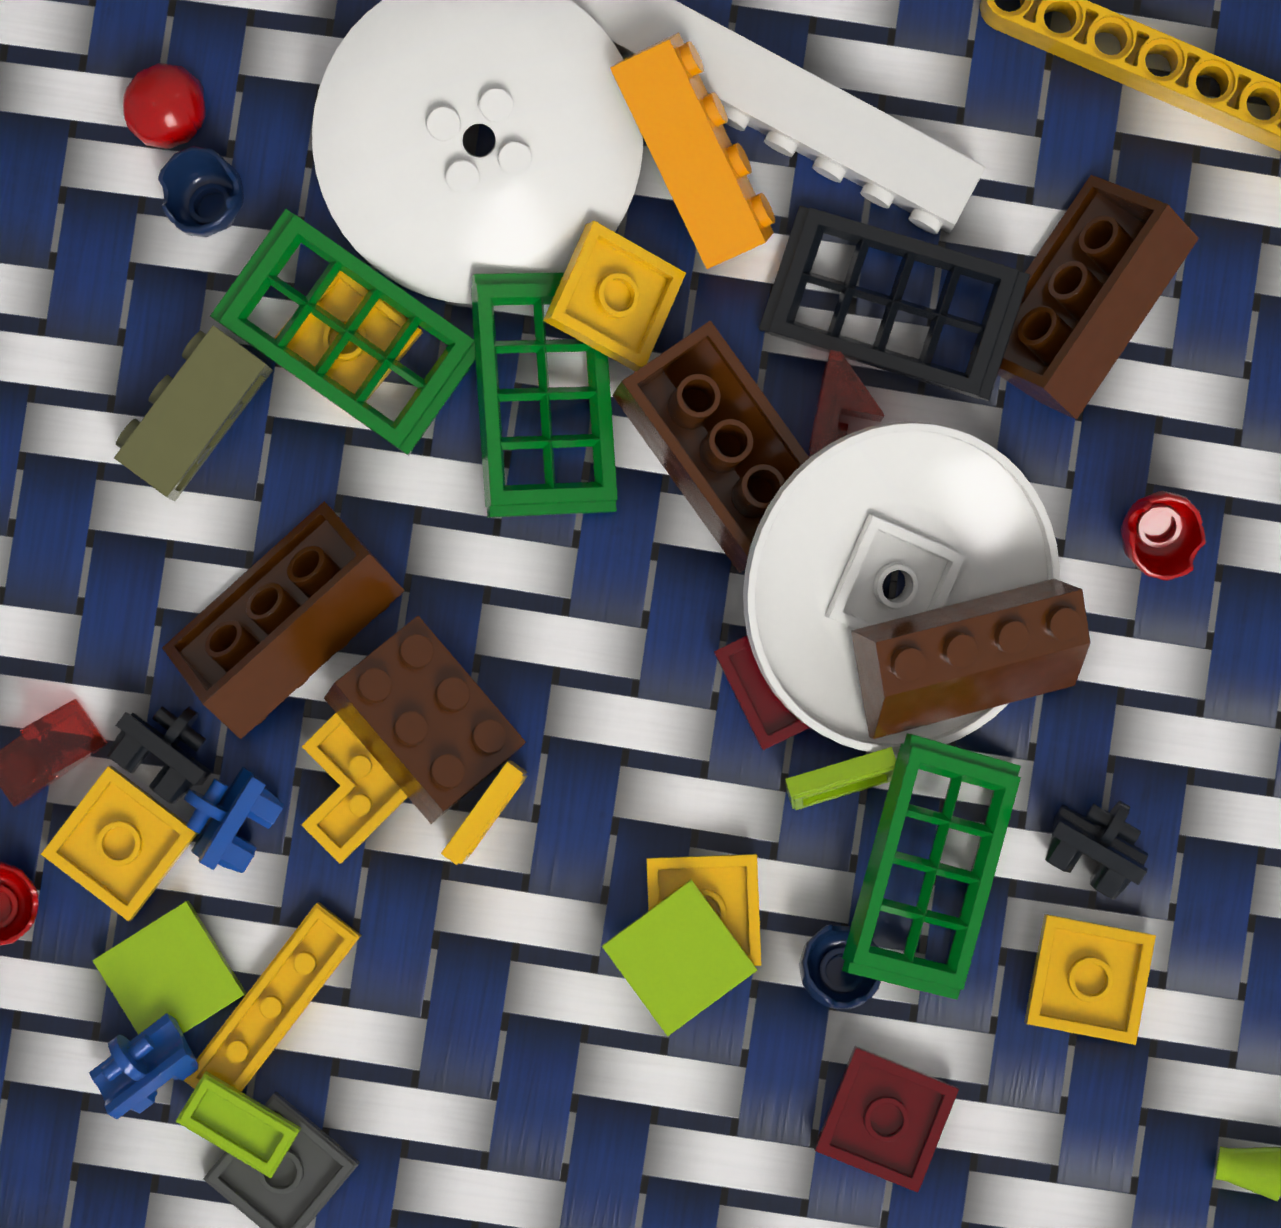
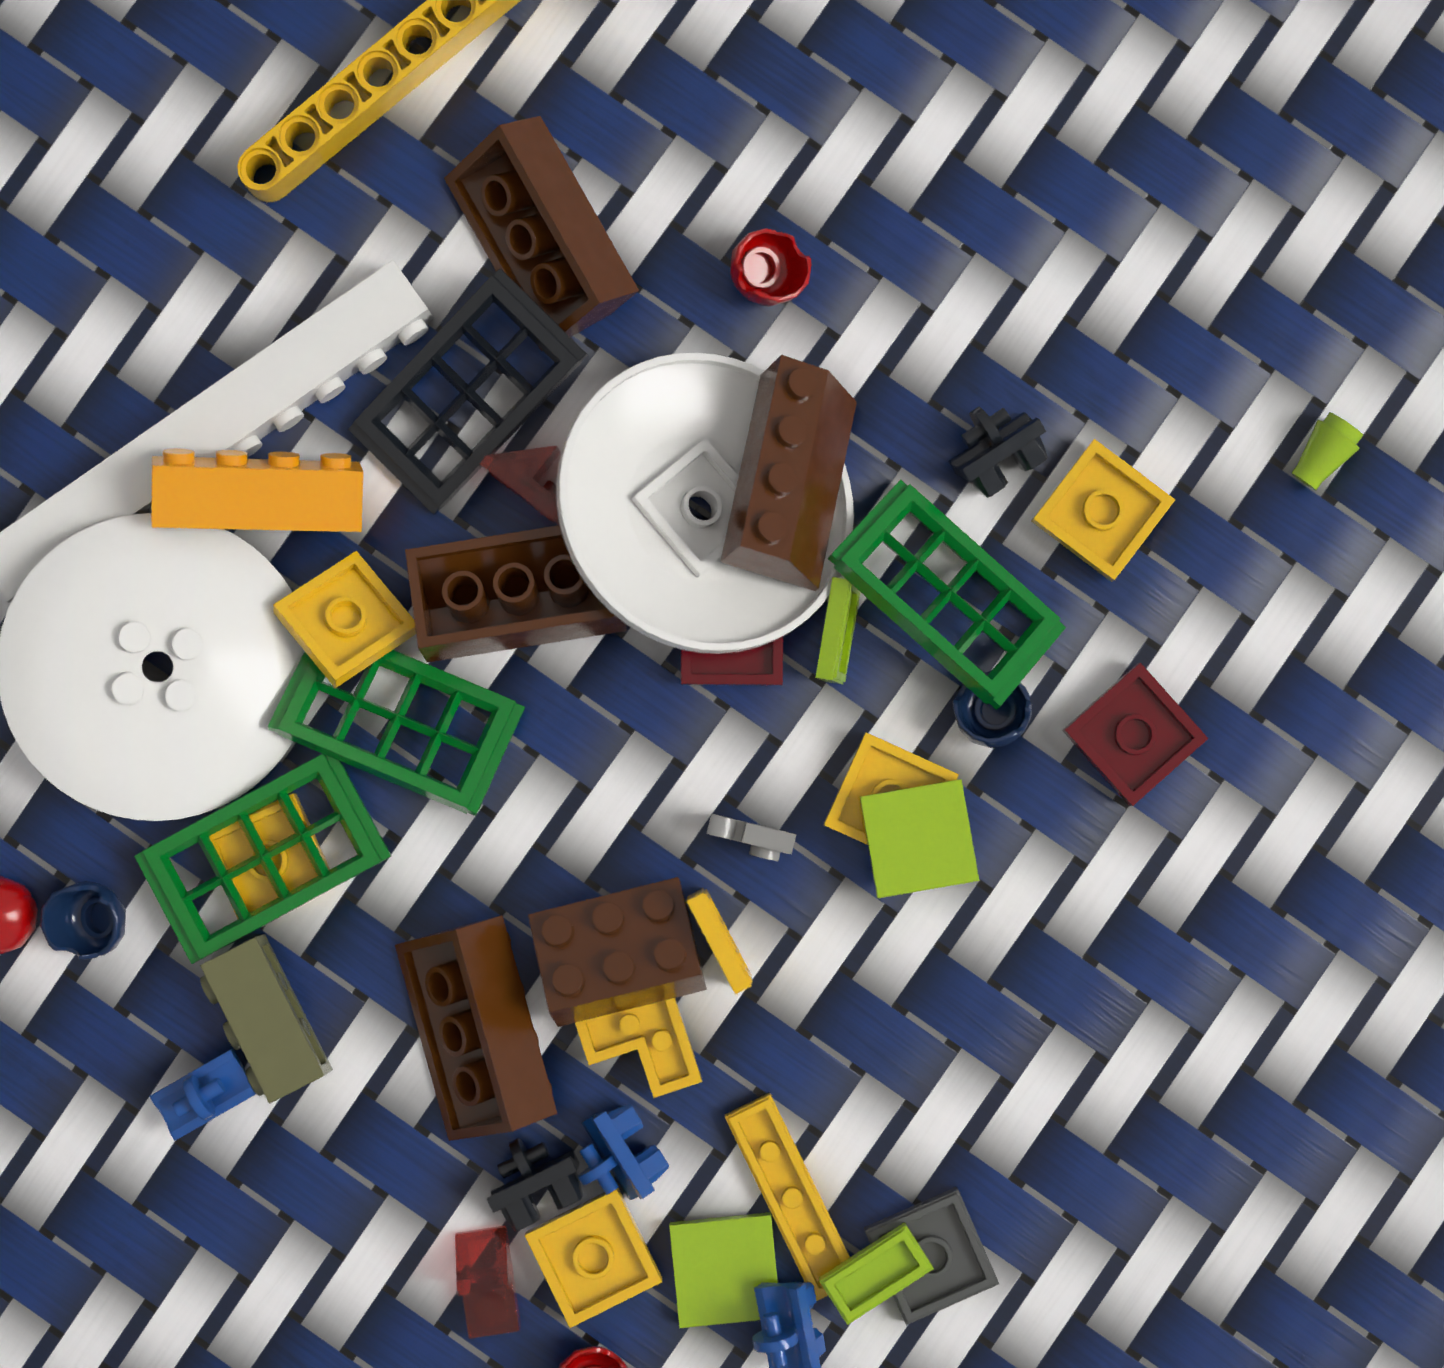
camera: 65 degrees left, 0 degrees up
(91, 390) = (203, 1094): none -> blue hips
(601, 809) = (764, 841): none -> light grey plate

